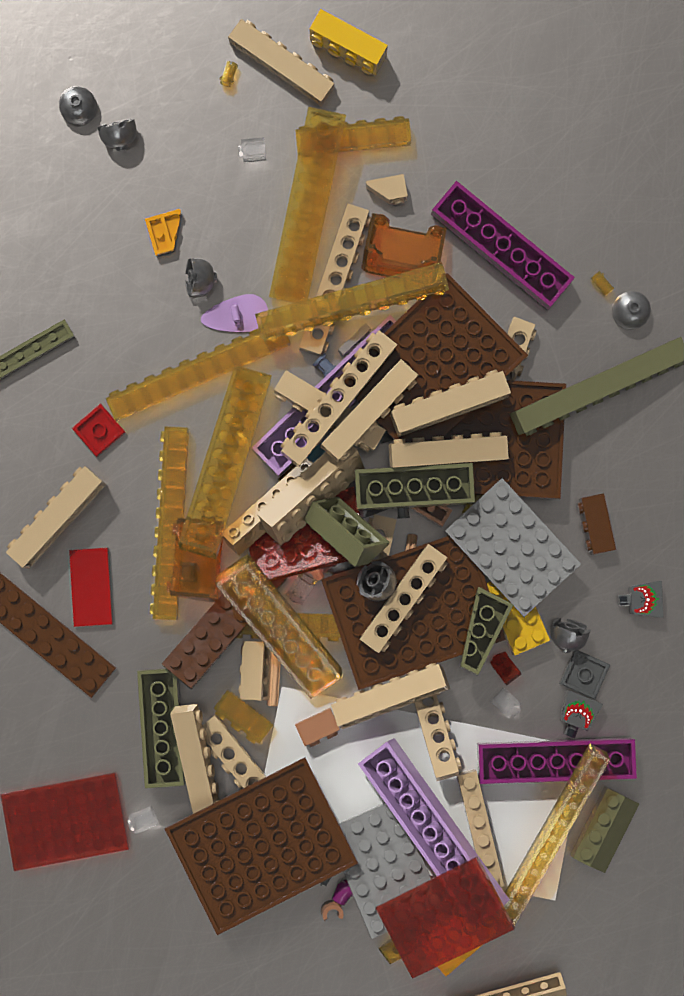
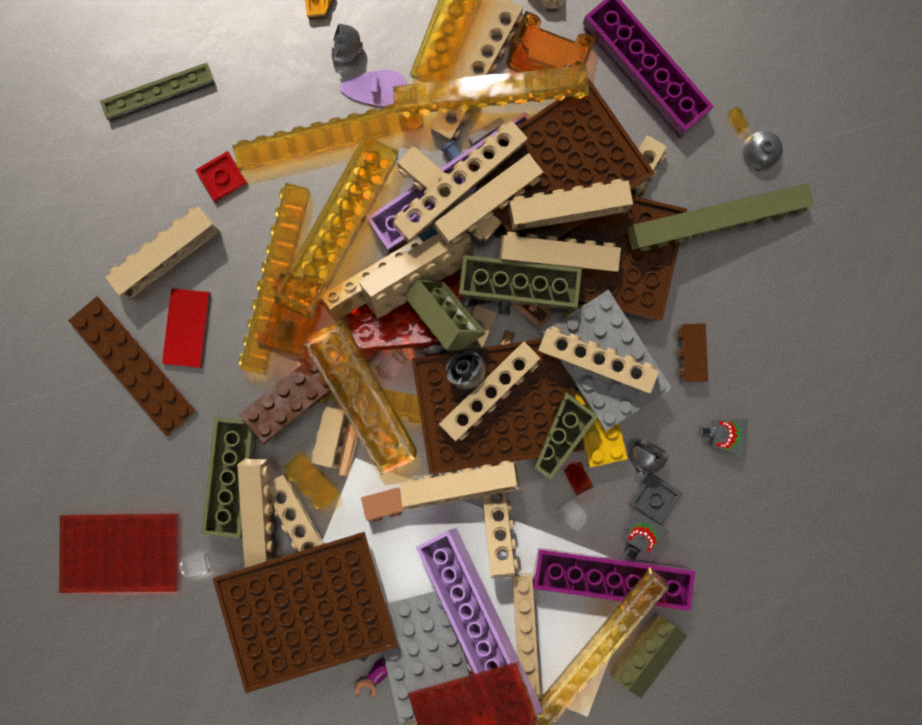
camera: 10 degrees right, 0 degrees up
(552, 564) = (643, 383): none -> tan brick

